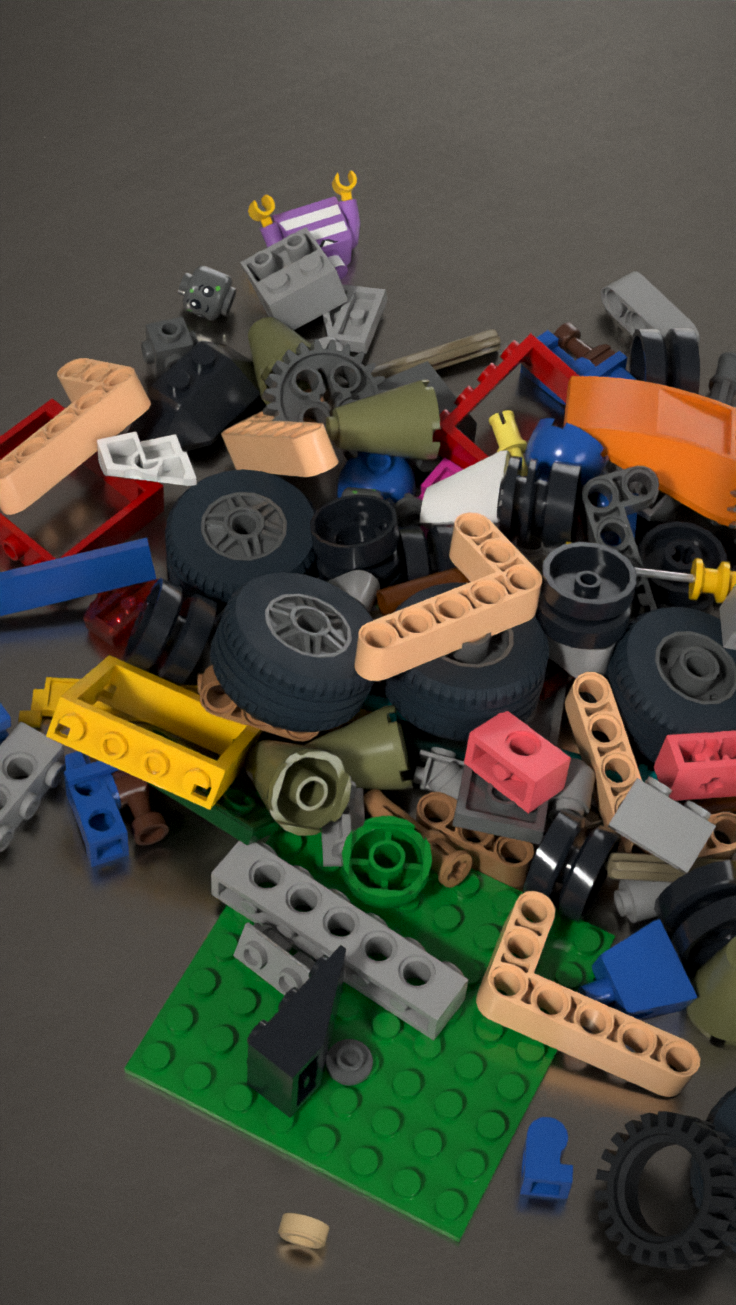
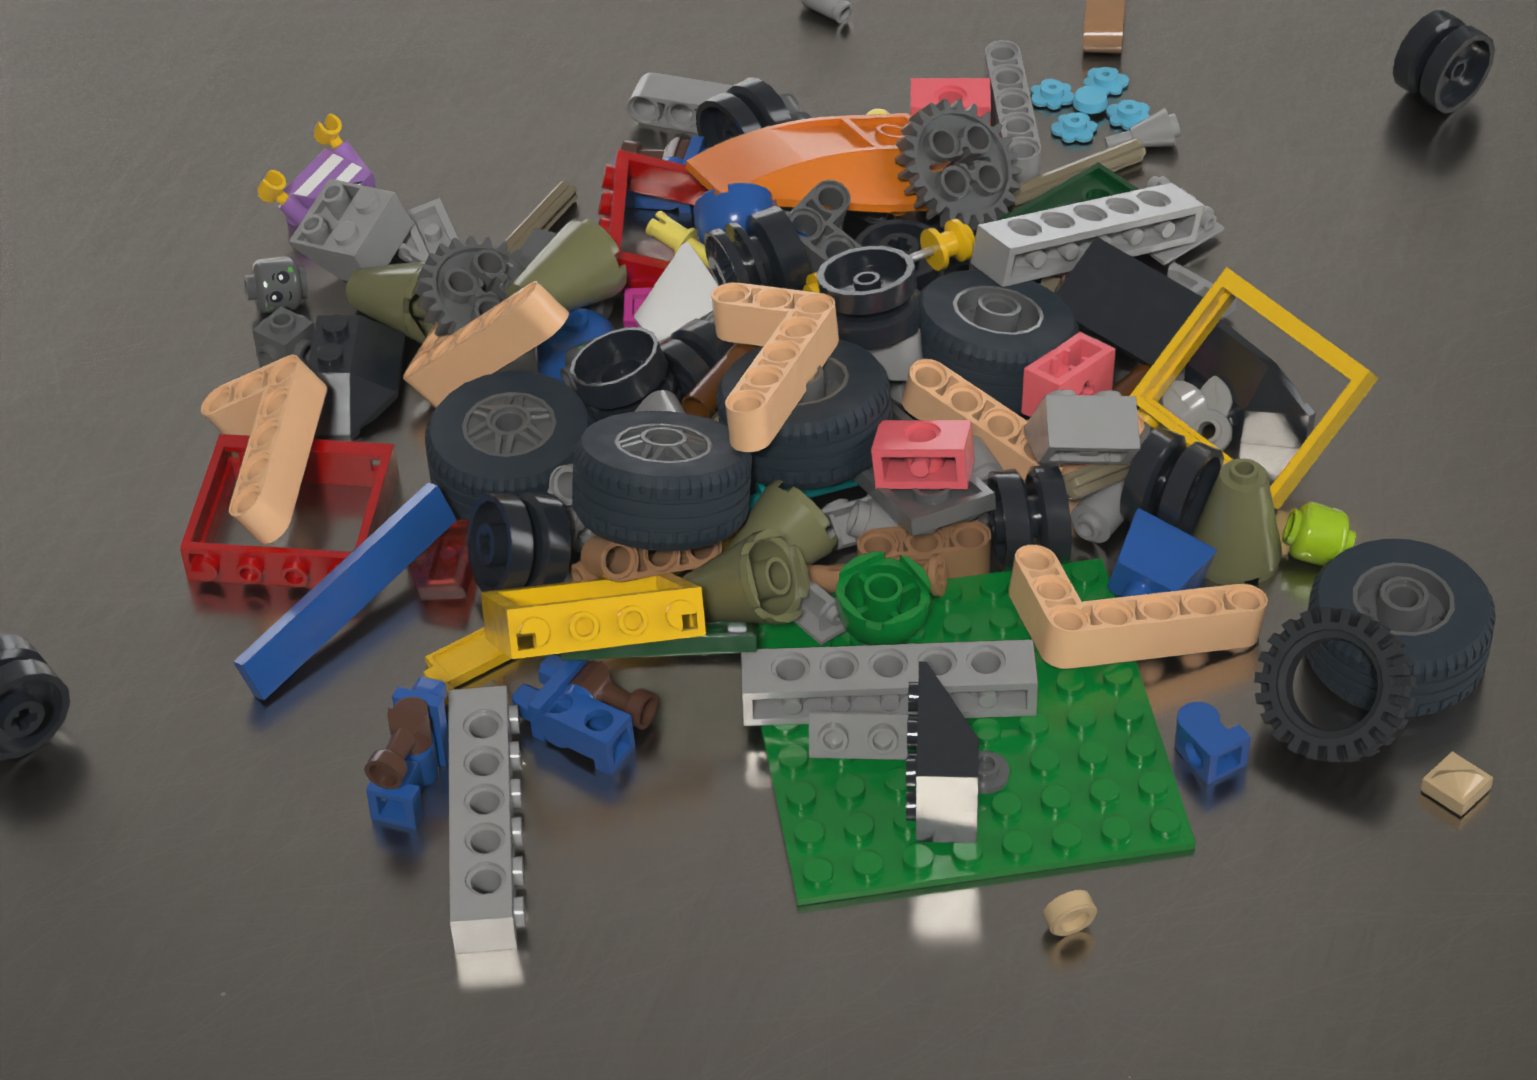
camera: 30 degrees left, 10 degrees down
(146, 460) = (368, 423): white slope -> none

